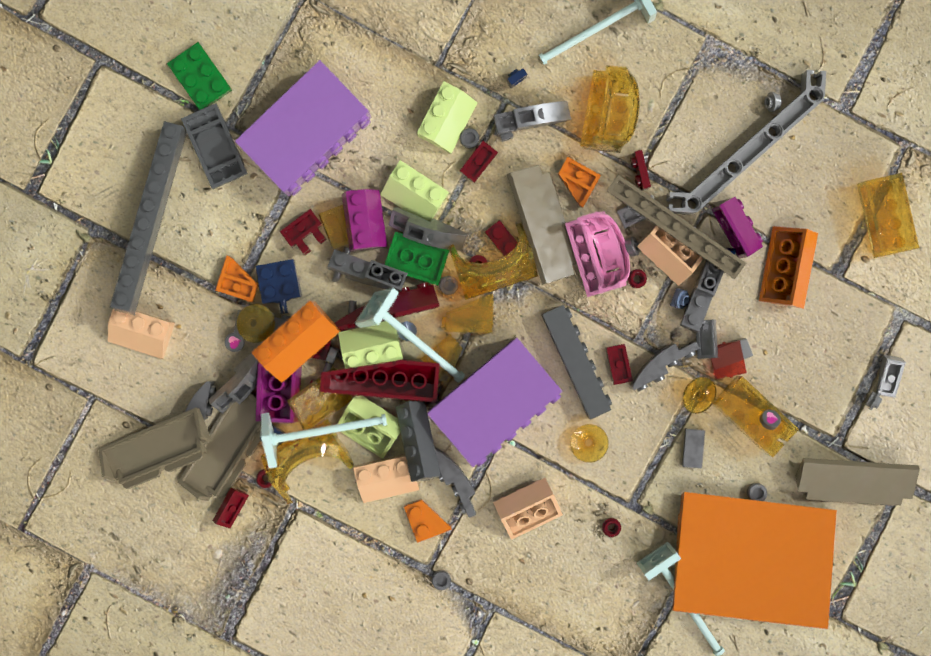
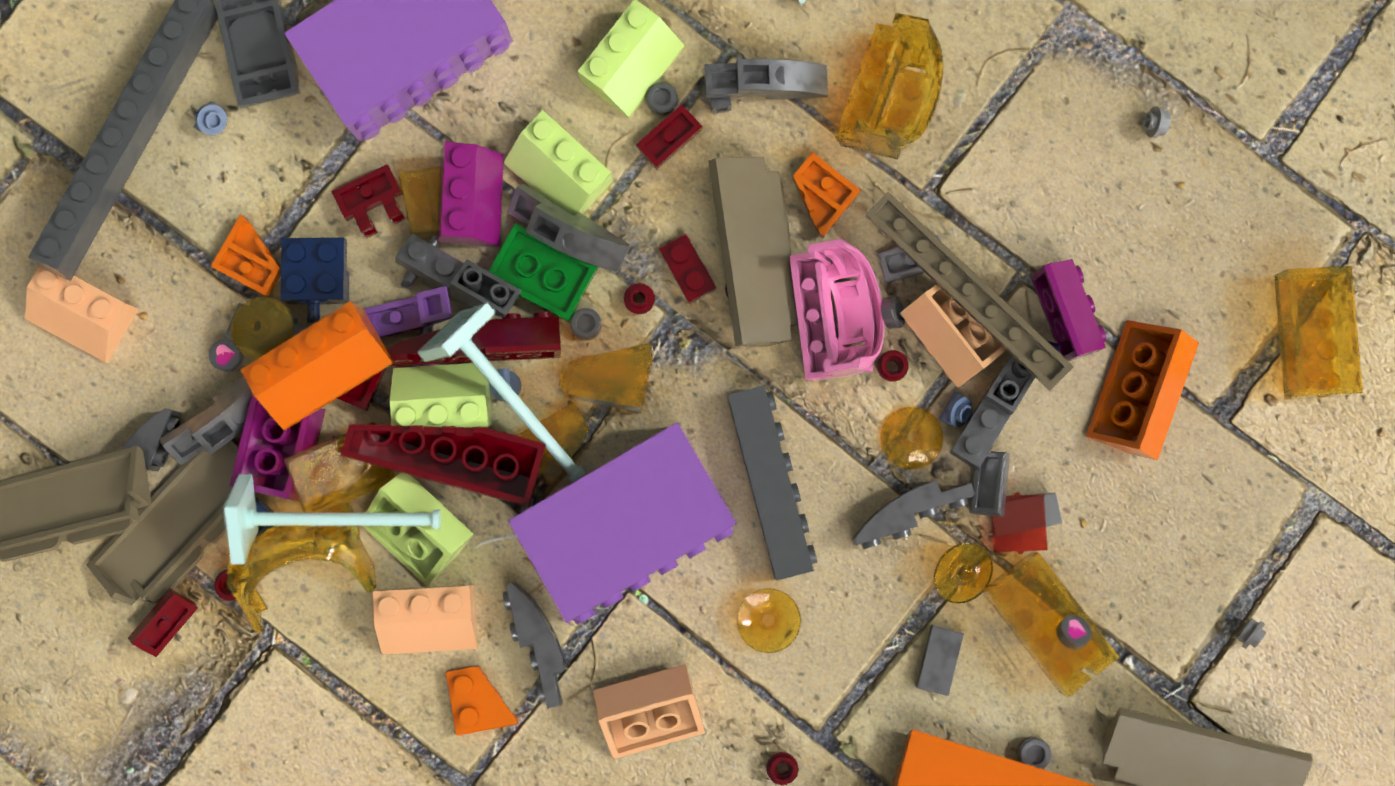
camera: 15 degrees right, 5 degrees down
(196, 199) = (210, 119): none -> sand blue plate
(331, 357) = (375, 404): flat silver bar -> none
(340, 298) = (411, 313): none -> medium lavender slope
(417, 441) = (486, 566): dark grey brick -> none
(491, 276) = (665, 315): clear yellow piece -> none
(516, 77) = (752, 16): dark blue plate -> none
(619, 364) = (839, 499): dark red plate -> none
(642, 178) = (924, 180): dark red plate -> none
(648, 326) = (896, 443): none -> clear yellow dish
(755, 146) = (1114, 188): light grey piece -> none
(890, 375) = (1285, 597): light grey slope -> none

